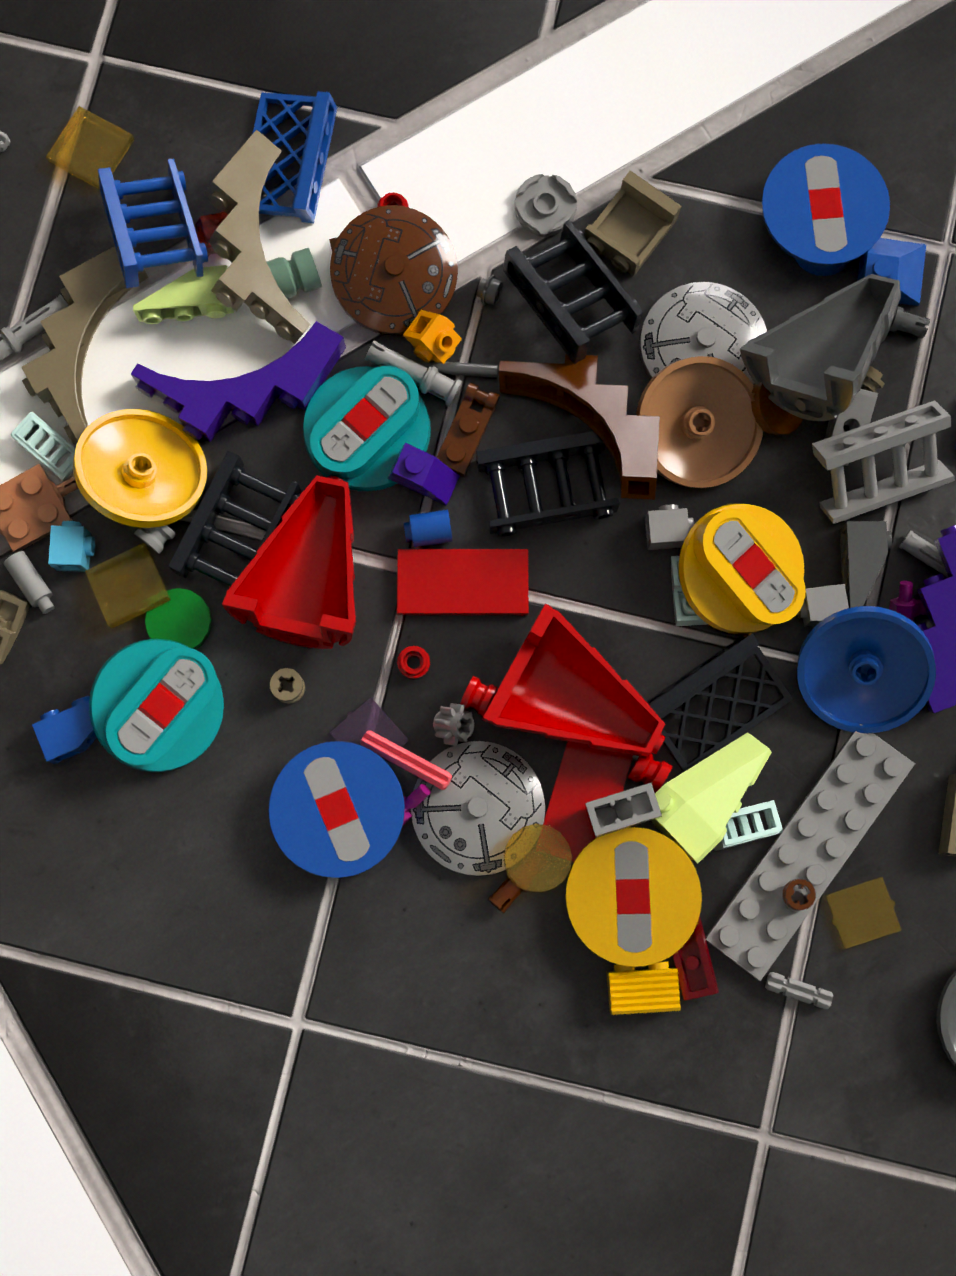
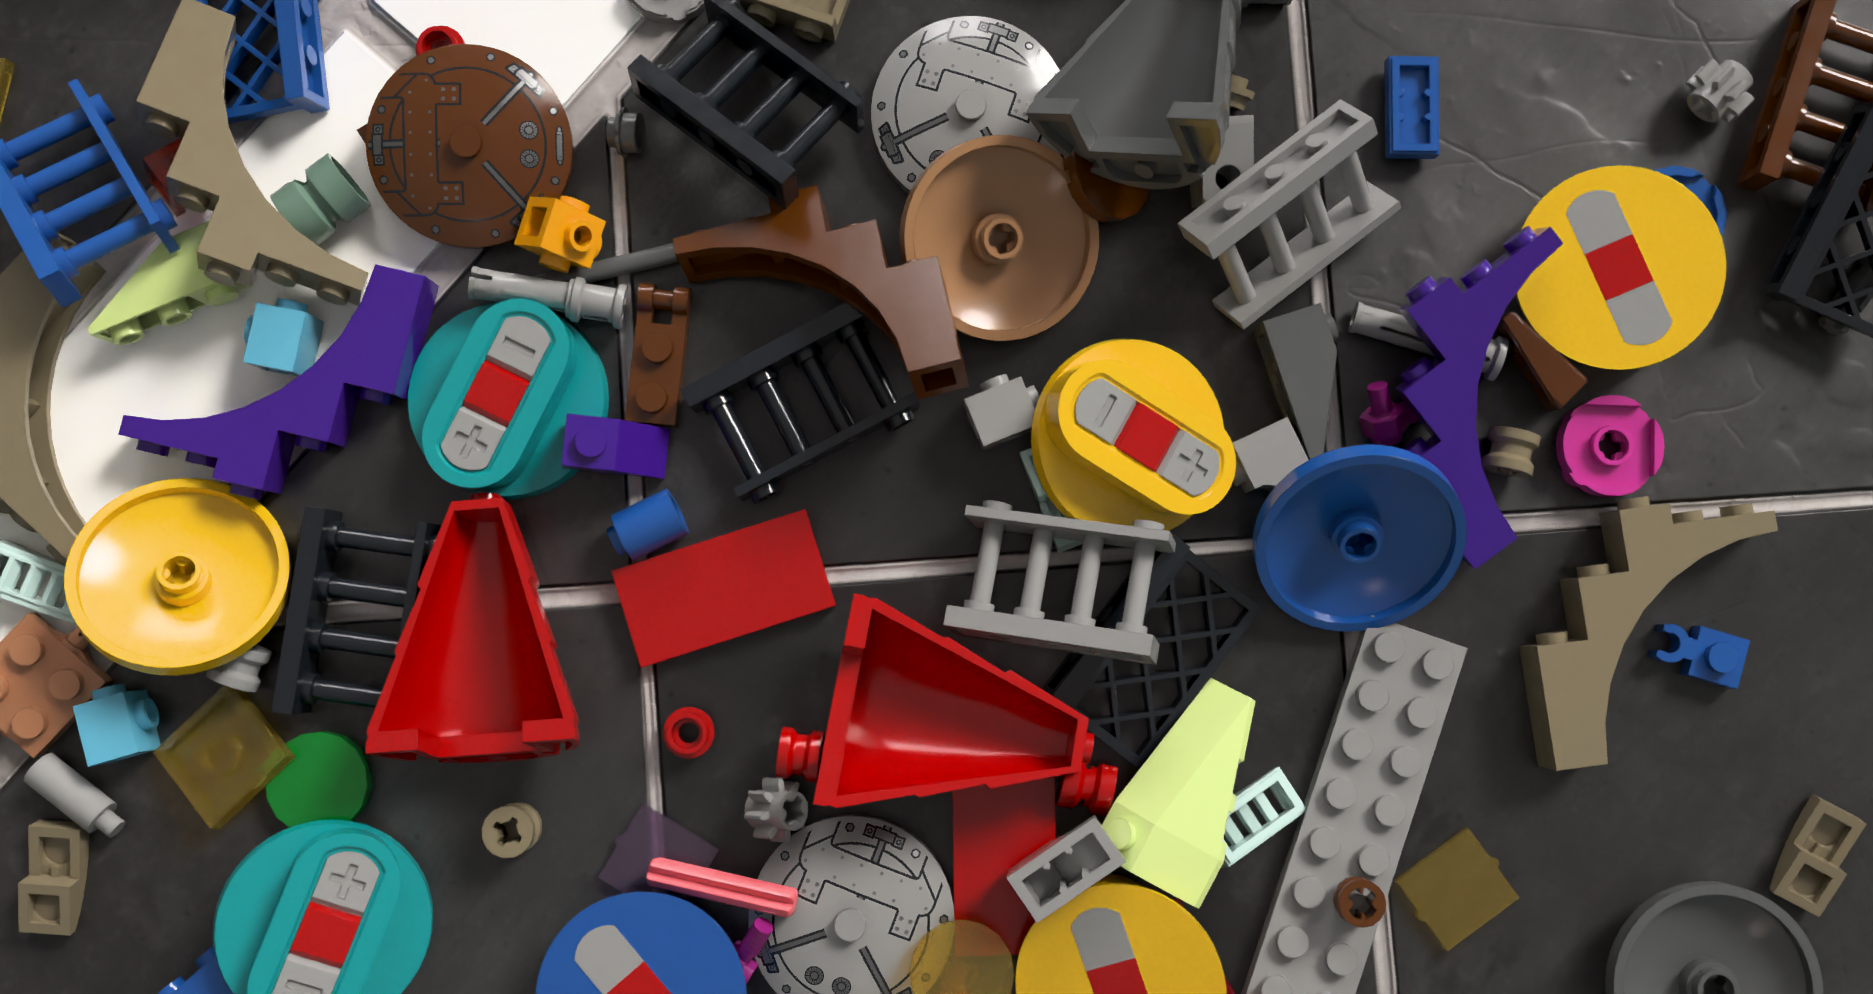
camera: 20 degrees left, 5 degrees up
(243, 348) = (282, 337): none -> medium azure brick
(673, 671) = (1078, 631): none -> light grey fence

